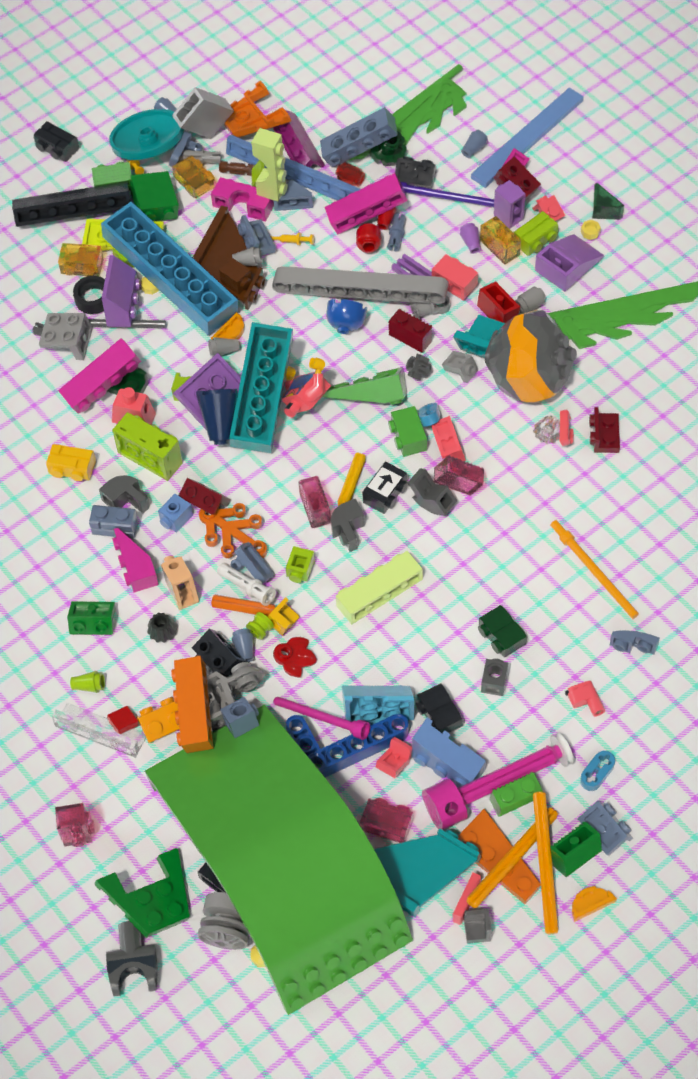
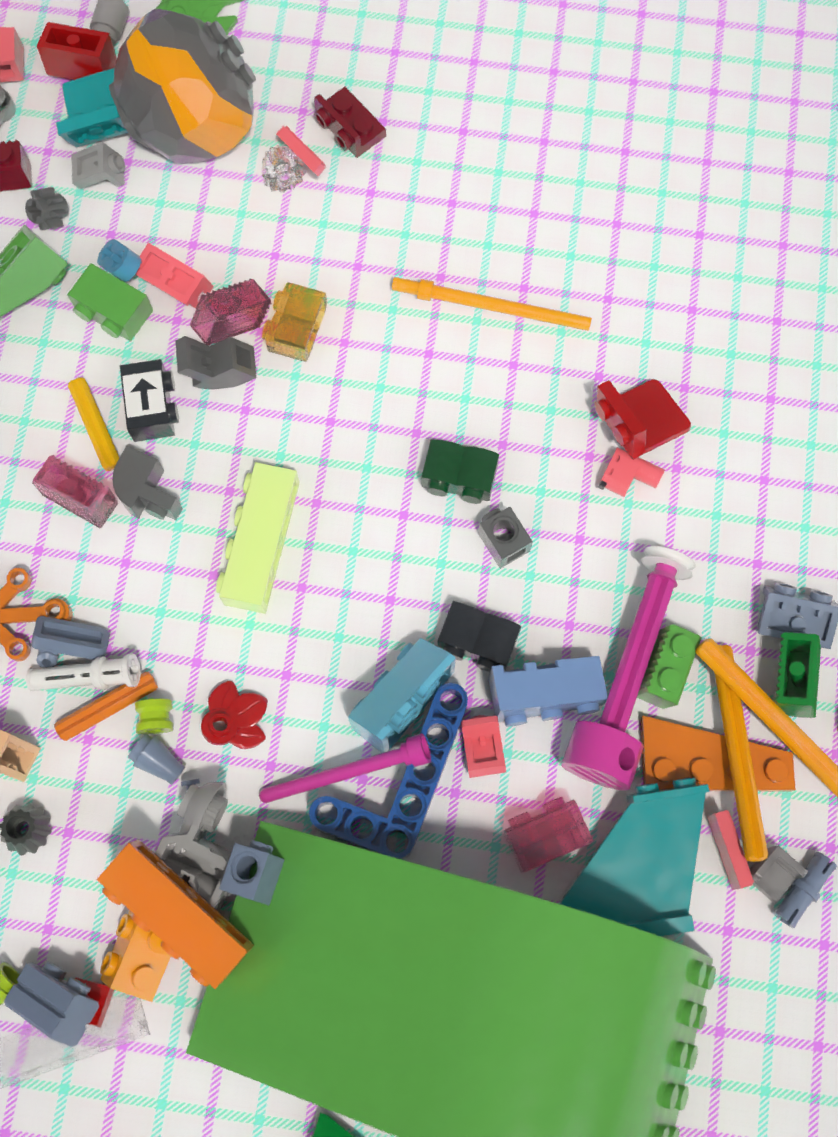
camera: 45 degrees left, 15 degrees up
(109, 703) = (51, 1003): none -> sand blue brick
(217, 653) = (136, 804): black brick -> none
(283, 617) = (174, 679): yellow panel -> none
(300, 564) = (123, 583): lime brick -> none
(486, 947) = (805, 890): none -> sand blue pin
(488, 504) = (295, 321): none -> clear yellow brick
(601, 774) = (715, 554): dark azure beam -> none
(614, 675) = (641, 416): none -> red bracket
(625, 641) = (614, 362): sand blue slope -> none

